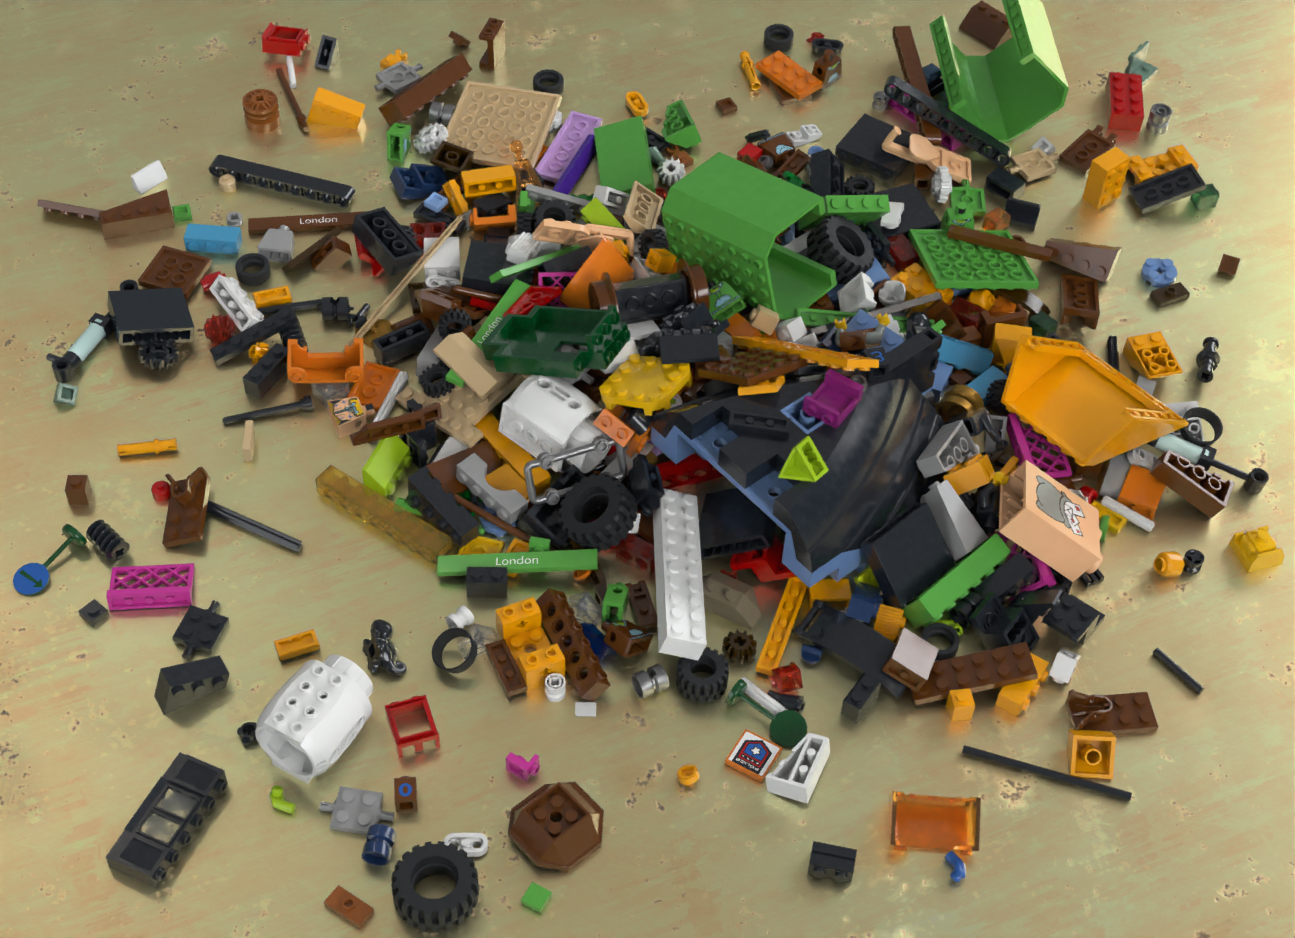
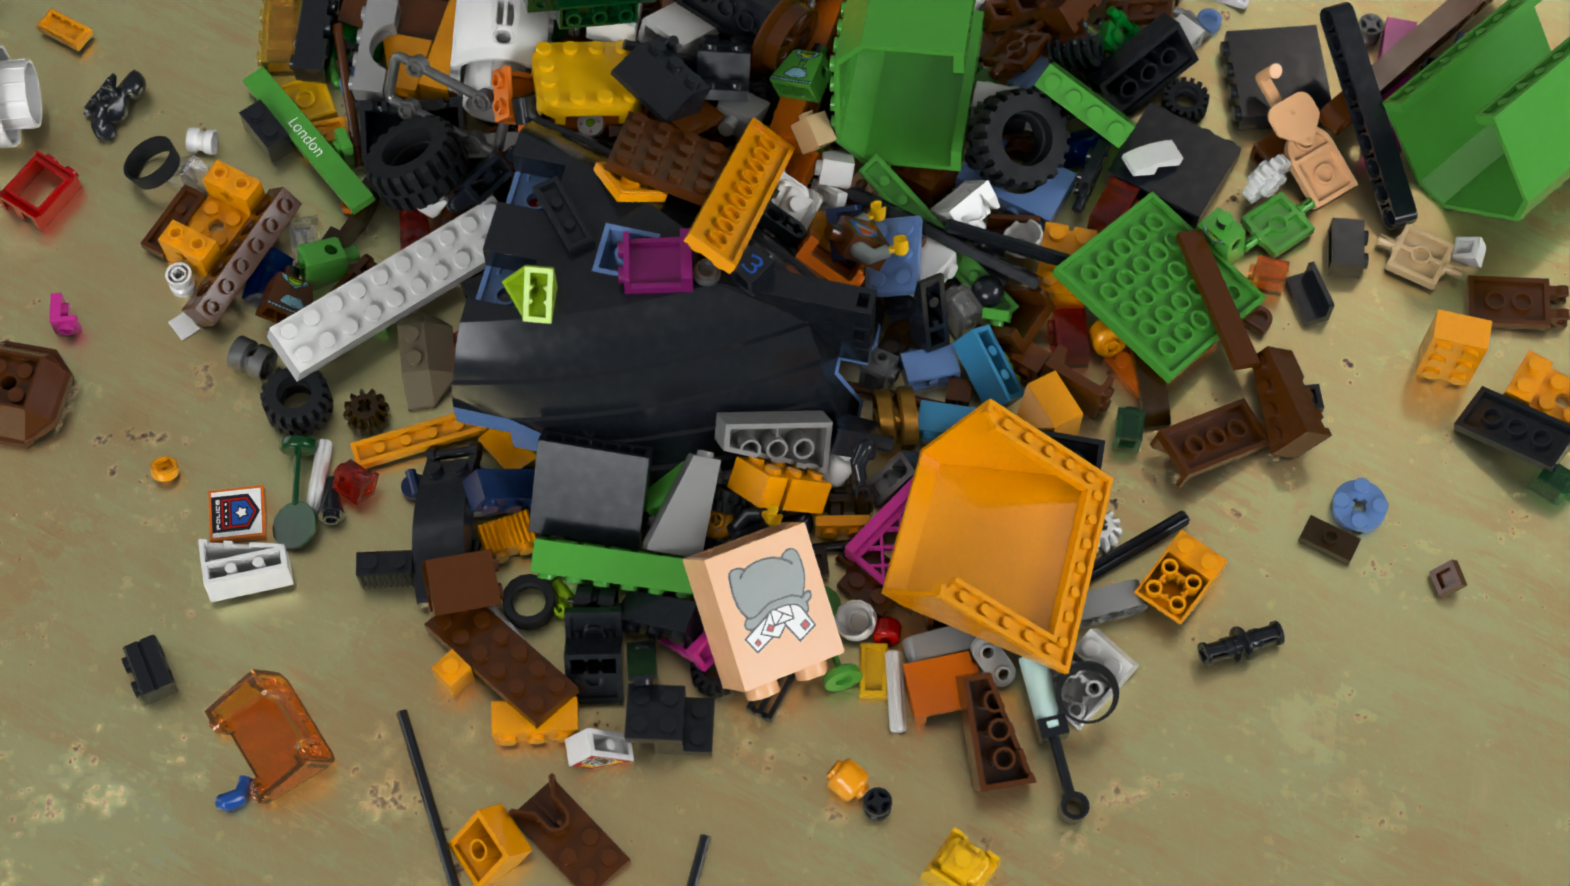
camera: 55 degrees right, 15 degrees up
(901, 293) = (1005, 242): none -> black axle

